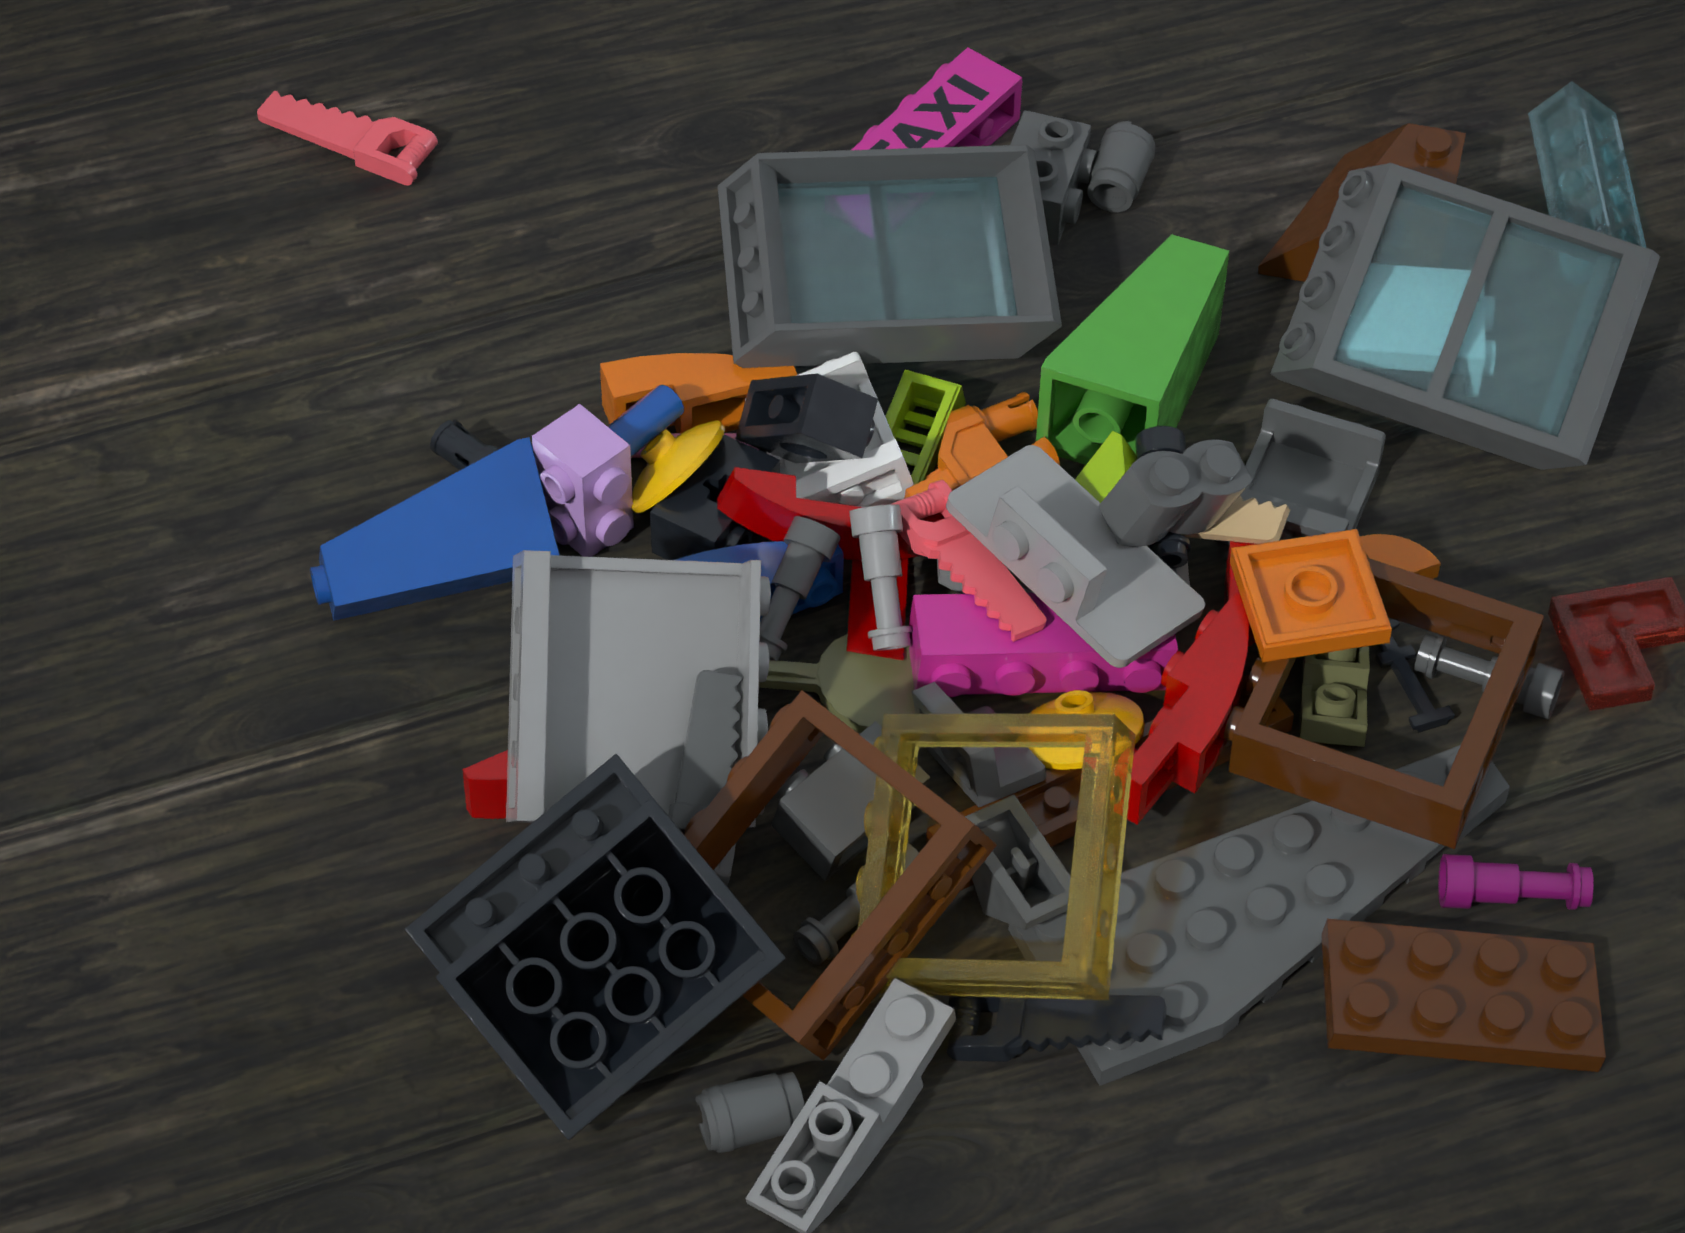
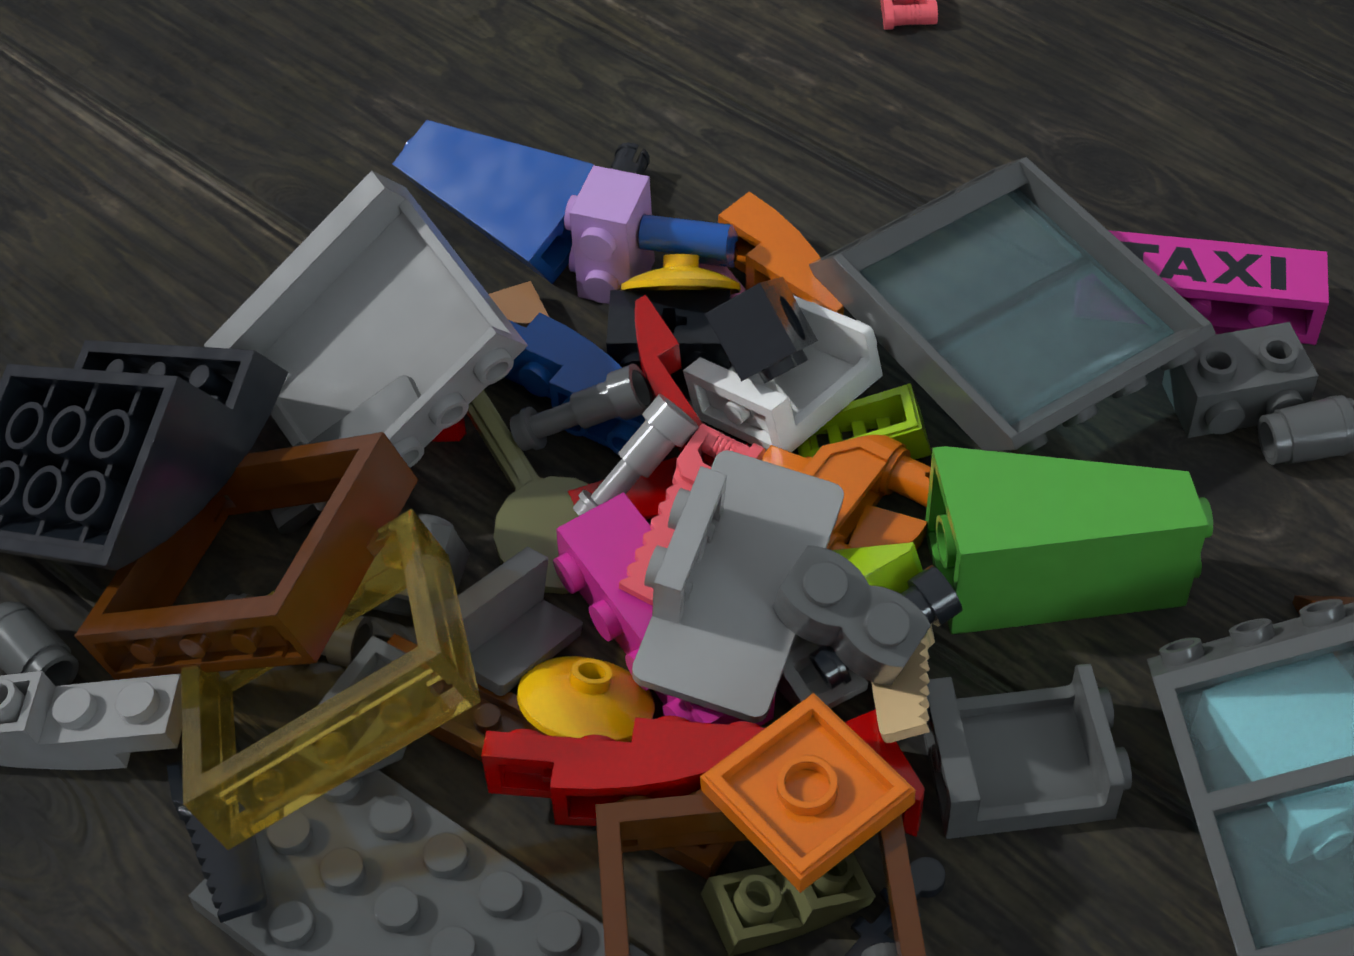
camera: 65 degrees right, 0 degrees up
(1401, 554) = (993, 880): orange tile -> none

